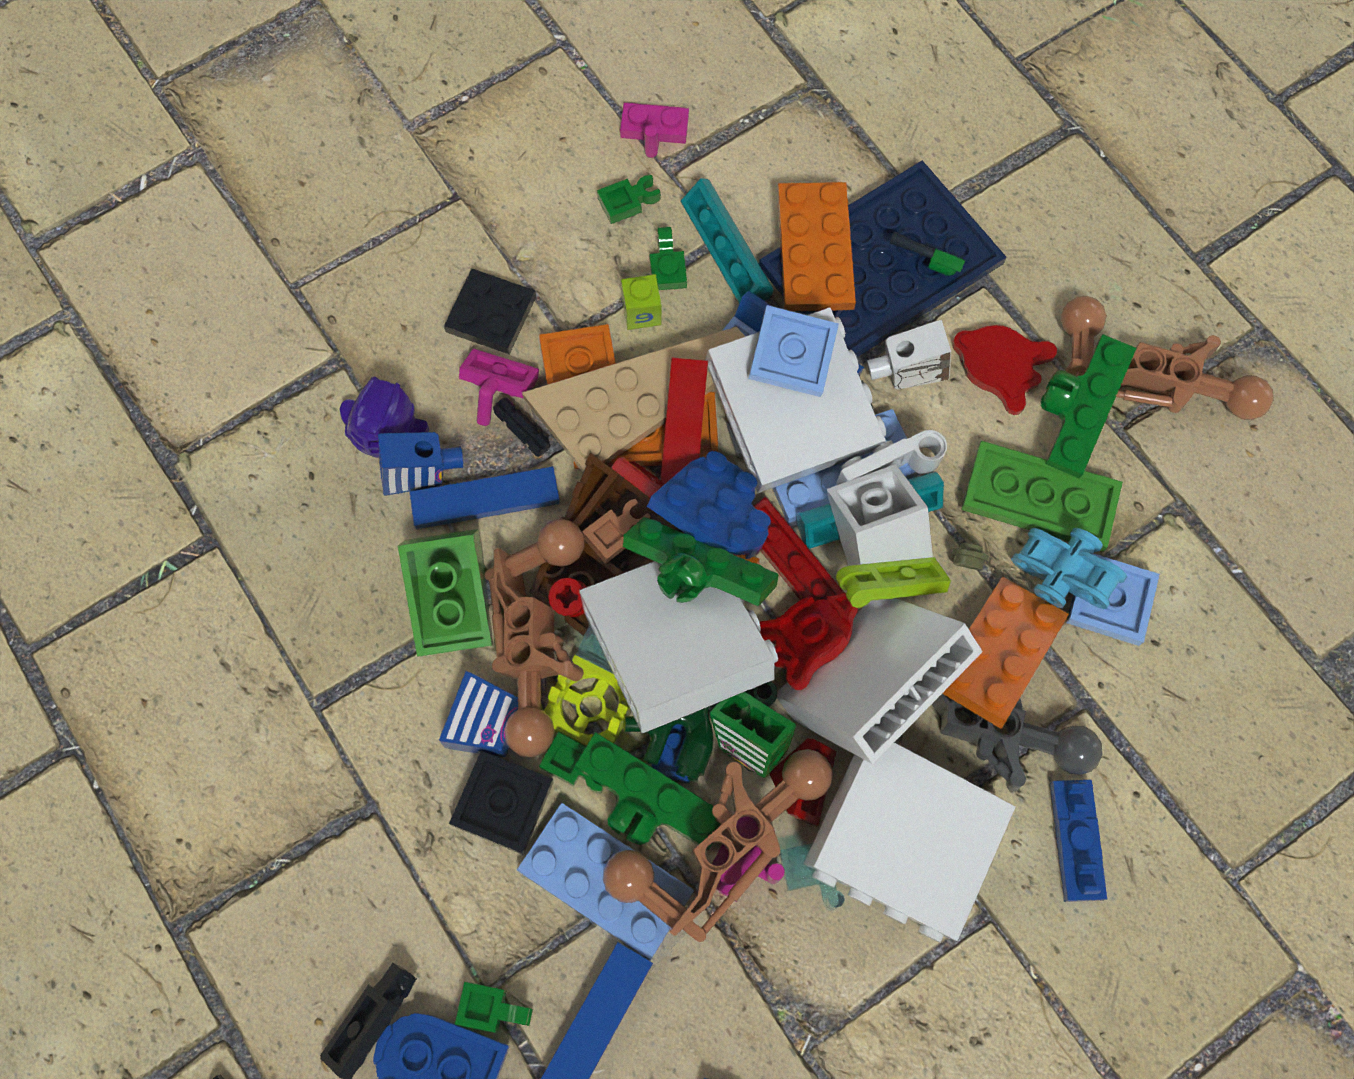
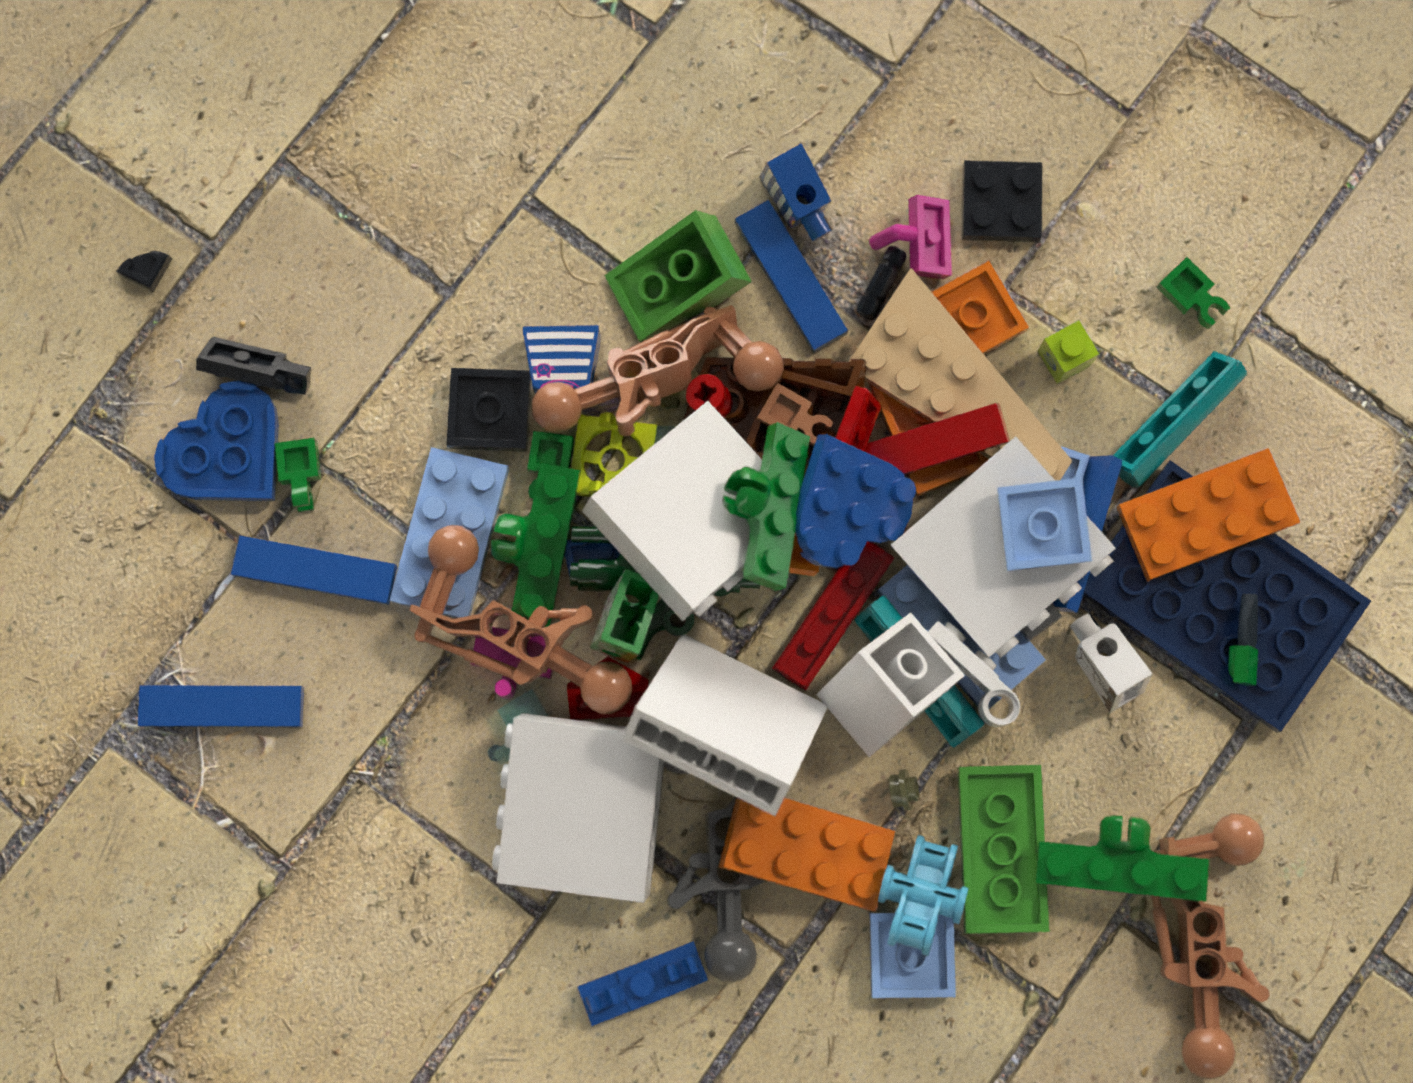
camera: 75 degrees right, 10 degrees up
(376, 411) = (834, 140): dark purple piece -> none
(654, 125) = (1302, 288): dark pink plate -> none
(668, 265) = (1127, 365): green plate -> none
(810, 636) = (752, 646): red tile -> none
(892, 580) = (835, 711): lime plate -> none
(1003, 362) = (1151, 763): red tile -> none

